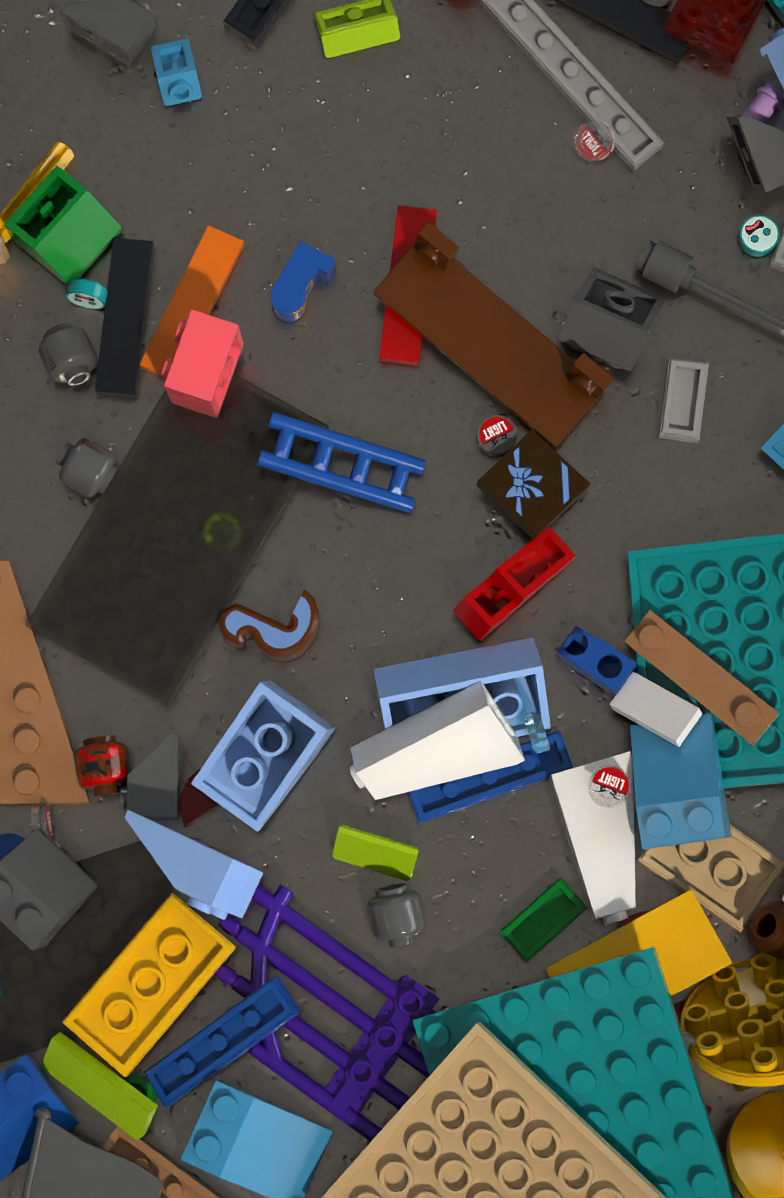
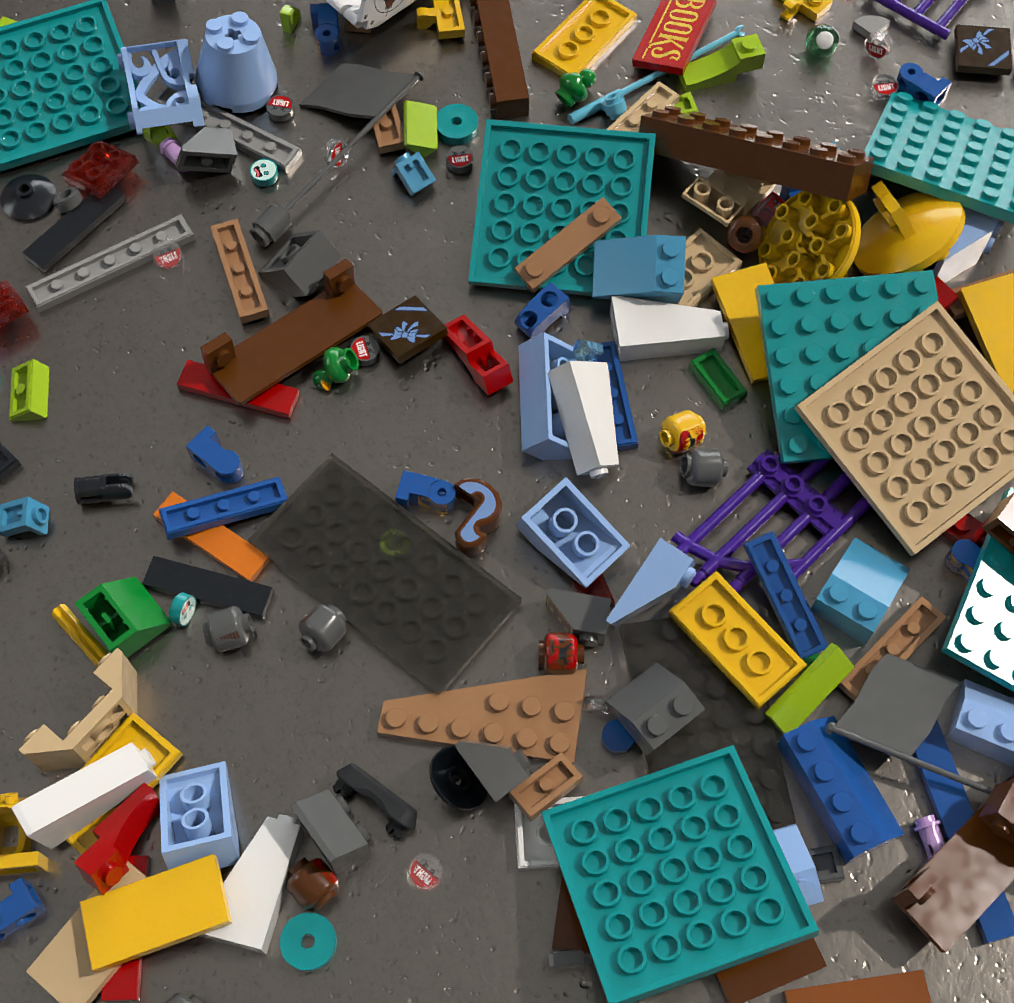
camera: 80 degrees left, 15 degrees down
(202, 363) = (266, 516): coral brick -> none
(226, 300) = (222, 508): none -> blue tile
(232, 151) = (103, 488): none -> black hinge
(297, 555) = (425, 492): none -> blue leg
(318, 473) = (366, 464): blue bar -> none
(375, 853) = (655, 475): lime slope -> none
(444, 879) = (682, 431): none -> yellow head
(458, 403) = (338, 367): none -> green animal
(587, 242) = (239, 271): none -> medium nougat plate
(609, 786) = (635, 309): tile -> none
(656, 709) = (585, 274): white tile -> none
(683, 400) = (368, 235): light grey tile -> none

